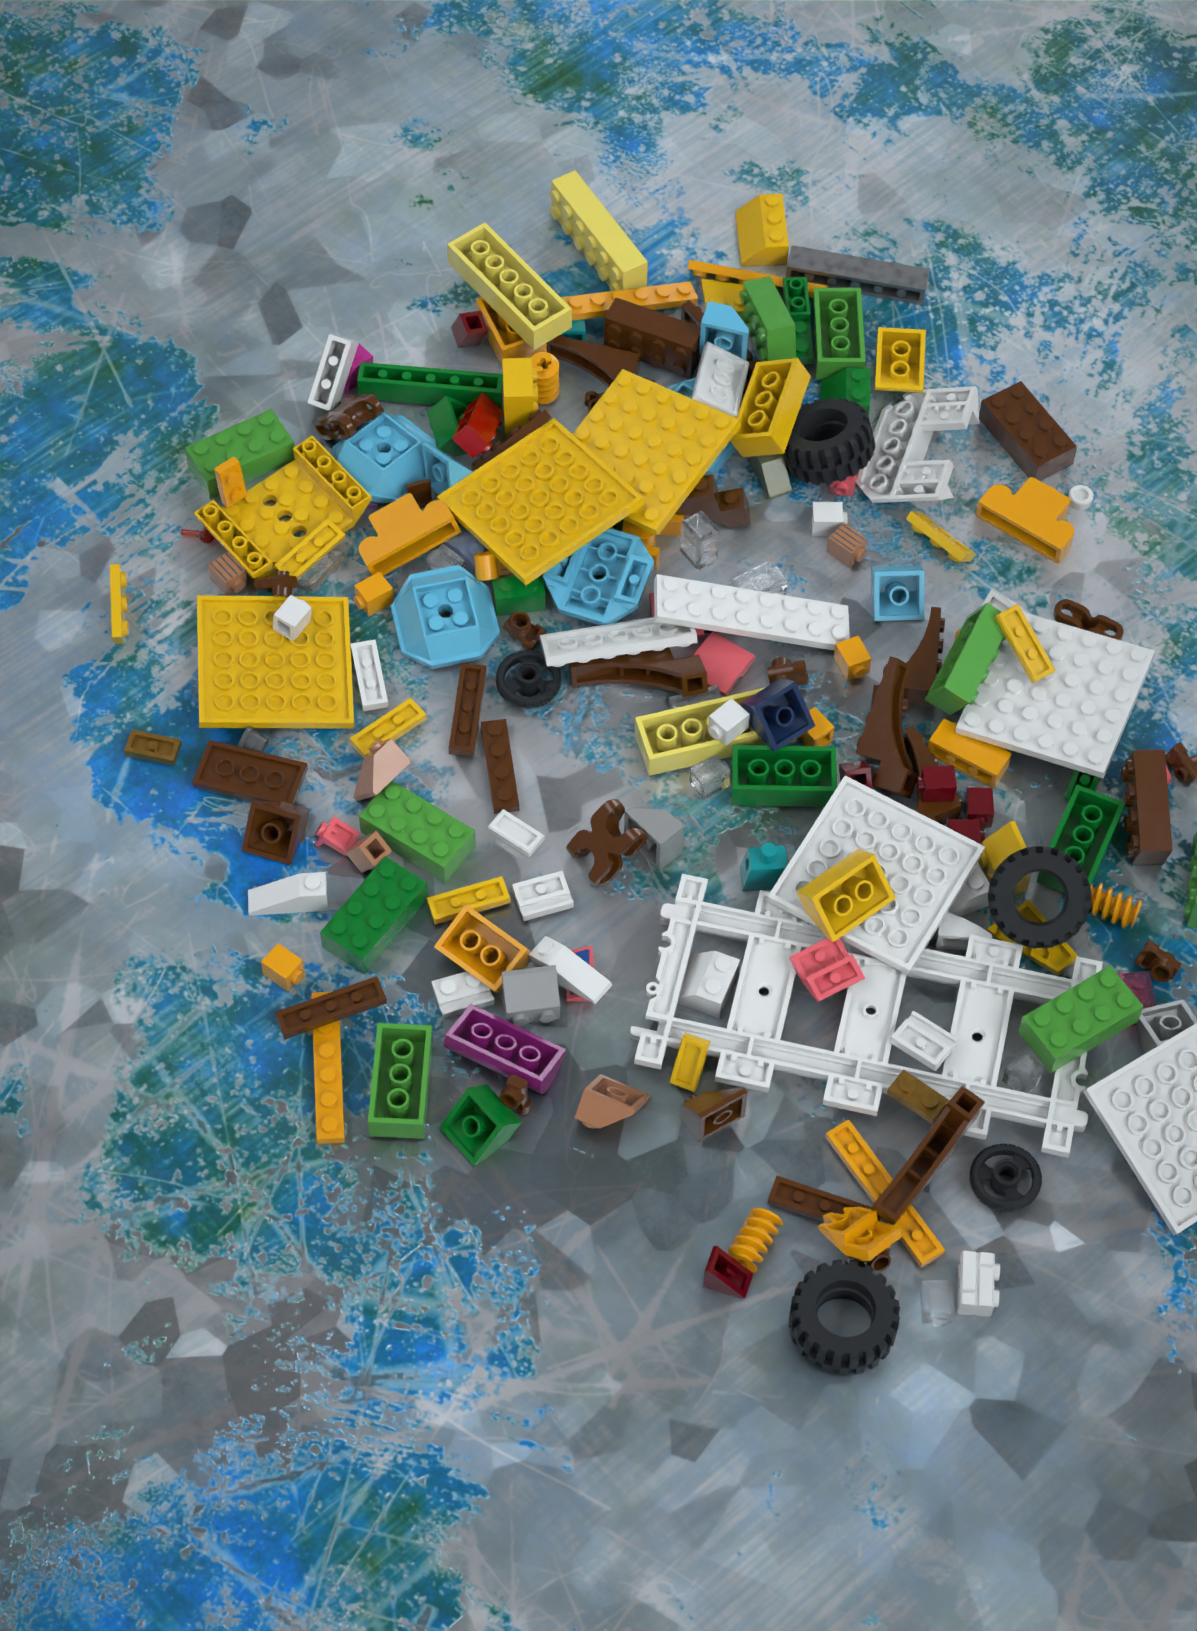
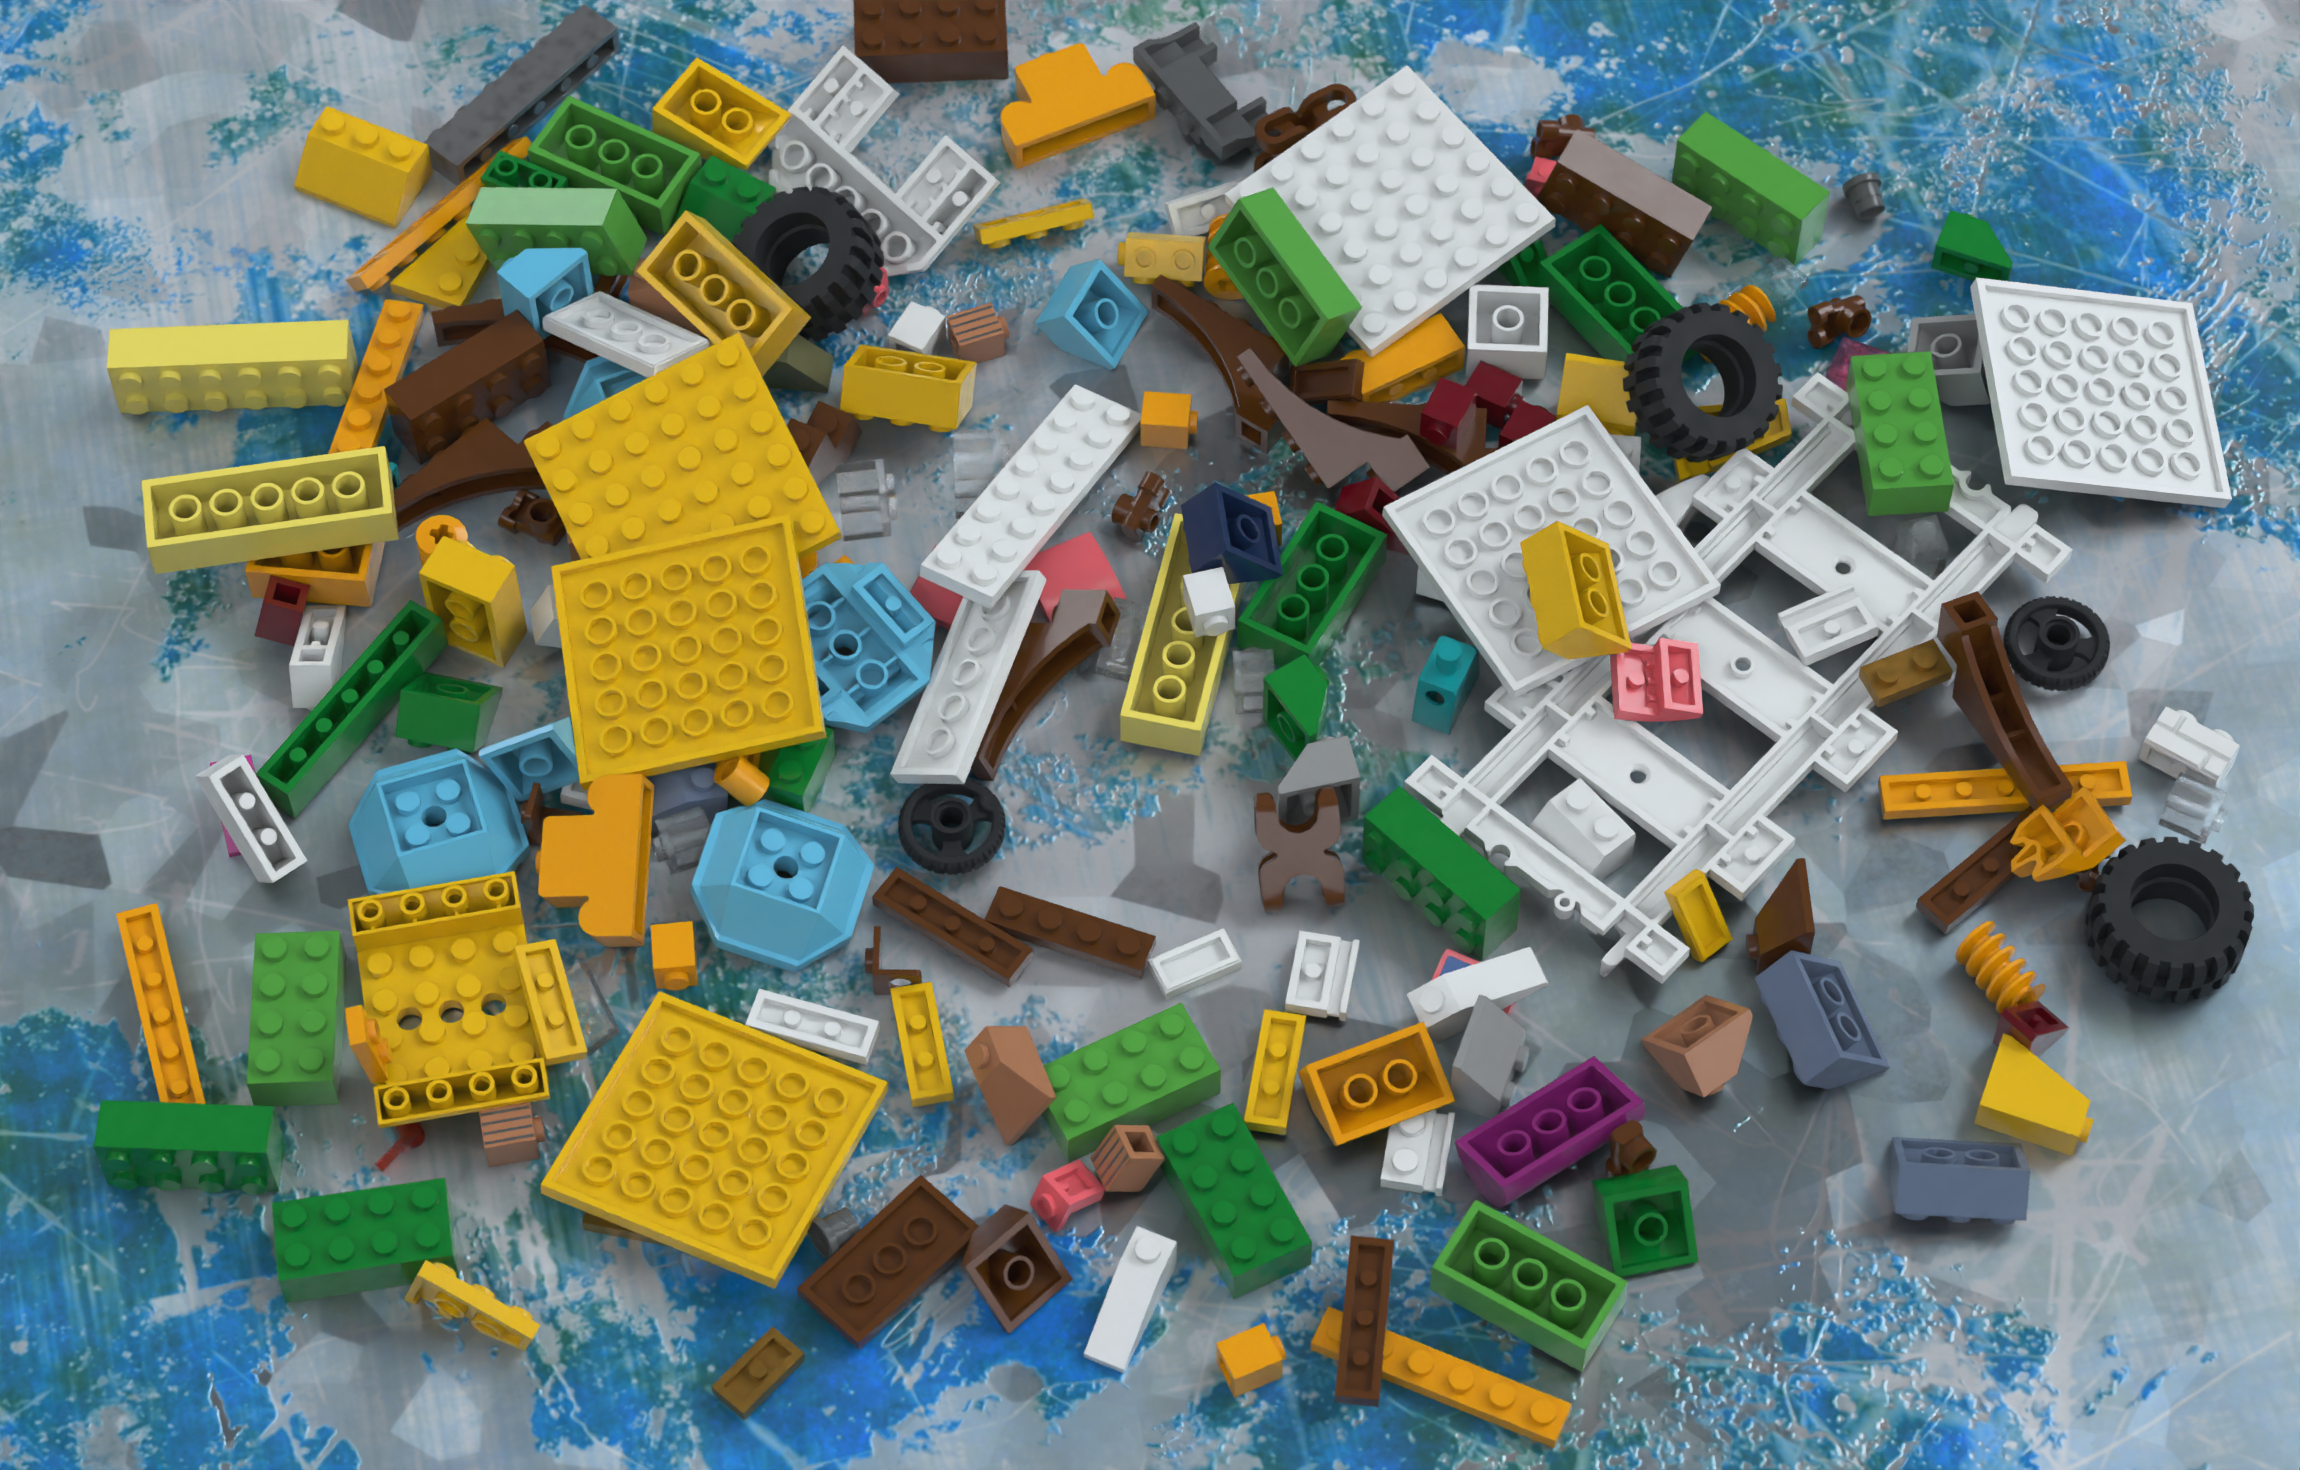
camera: 60 degrees left, 0 degrees up
(132, 542) = (362, 1239): none -> green brick
(138, 443) = (189, 1146): none -> green brick
(210, 401) = (160, 1005): none -> light orange plate
(279, 584) = (584, 1065): reddish brown plate -> none
(292, 617) = (667, 1073): white brick -> none
(348, 416) = (341, 838): reddish brown piece -> none
(424, 684) = (882, 977): none -> reddish brown bracket
(457, 355) = (317, 654): none -> white slope
(478, 426) = (480, 675): red brick -> none
(520, 628) = (864, 792): reddish brown plate -> none
(536, 420) = (540, 633): reddish brown plate -> none
(602, 1276) = (1959, 1180): none -> sand blue slope
(634, 919) = (1440, 874): none -> green brick
(664, 1160) = (1820, 1021): none -> sand blue slope
(677, 1293) = (2032, 1101): none -> yellow slope
(699, 802) = (1296, 704): none -> green slope
(784, 525) = (907, 387): none -> yellow brick
(926, 720) = (1328, 381): none -> reddish brown tile
(954, 602) = (1172, 256): none -> yellow brick
(1024, 643) = (1316, 195): yellow tile -> none
(1025, 792) = (1508, 329): none -> white brick
(1079, 566) = (1195, 95): none -> dark grey bracket
(1080, 497) = (1067, 33): white tile -> none

